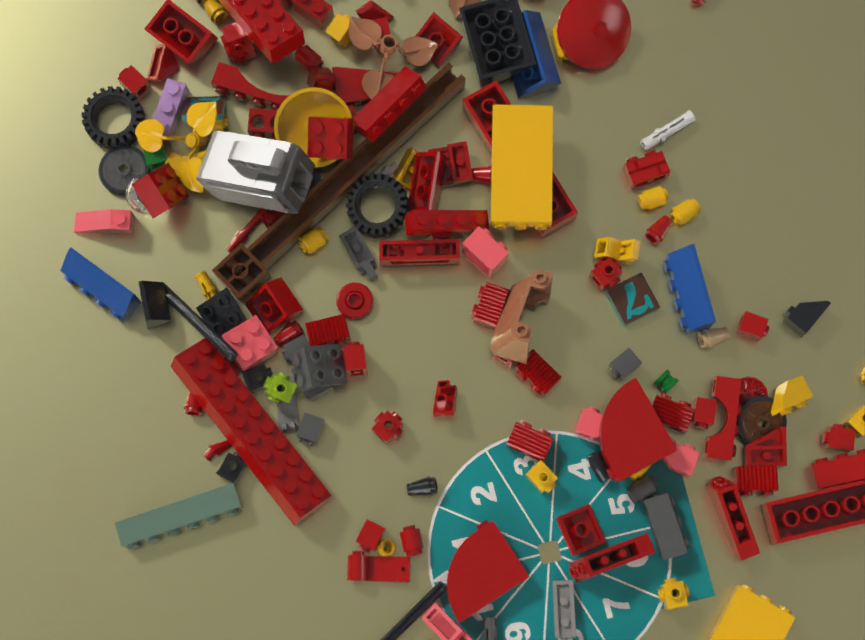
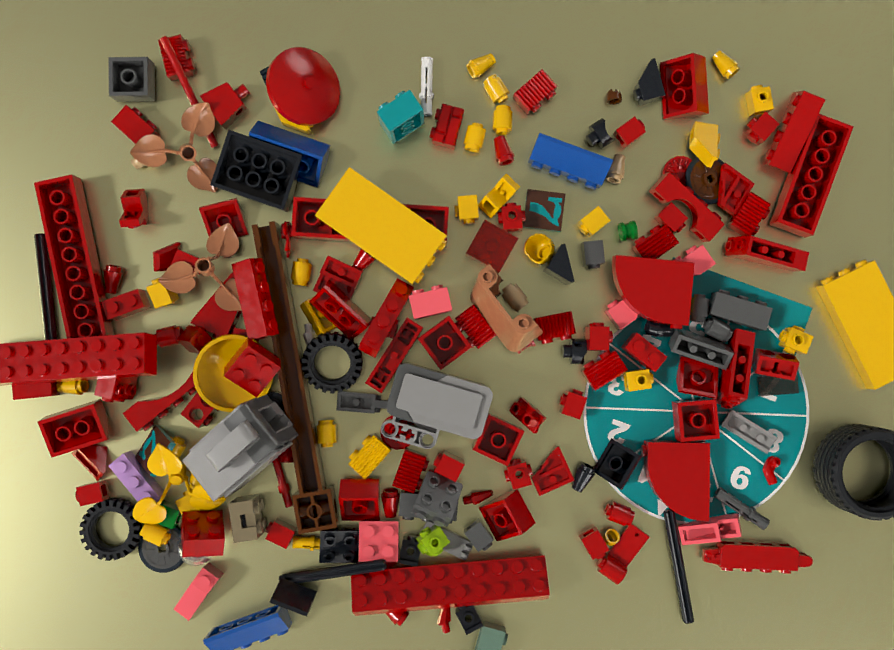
camera: 60 degrees left, 10 degrees up
(133, 154) = (155, 534): none -> yellow brick
(197, 219) = (247, 518): none -> dark tan piece
(201, 257) = (280, 533): none -> red brick
(317, 289) = (369, 456): none -> yellow brick
(343, 407) = (477, 497): none -> red bar
(344, 442) = (507, 515): none -> red slope
(401, 309) = (434, 404): none -> light grey piece
(406, 388) = (498, 440): none -> red brick
(408, 457) = (552, 473): none -> red wing
(436, 130) = (301, 272): none -> yellow brick
(454, 507) = (617, 463): none -> black slope
(459, 286) = (444, 342): none -> red brick
(466, 91) = (286, 234): none -> red plate
(481, 434) = (572, 403): none -> red brick
(529, 405) = (575, 351): none -> black piece
(540, 322) = (514, 297): none -> tan brick
(541, 550) = (695, 419): none -> red brick
(553, 414) = (598, 337): none -> red brick
(569, 465) = (644, 352): none -> red brick
(570, 273) = (491, 246): none -> clear red brick
(587, 232) = (467, 209): none -> yellow brick
(592, 339) = (559, 266): none -> black slope
(596, 315) = (539, 248): none -> yellow hair
(607, 513) = (701, 348): none -> dark grey brick
(624, 609) = (776, 386): none -> clear smoke tile
(625, 122) = (401, 116): none -> teal brick
(635, 519) = (717, 329): none -> dark grey brick
(639, 589) = (775, 364): none -> red brick
(652, 346) = (593, 222): none -> yellow brick
(707, 189) = (496, 89): none -> yellow brick
(718, 162) = (478, 66): none -> yellow cone
(728, 223) = (535, 92): none -> red brick
(730, 300) = (598, 134): none -> black piece
(773, 293) = (614, 97): none -> reddish brown hinge
(826, 348) = (684, 87): none -> red slope

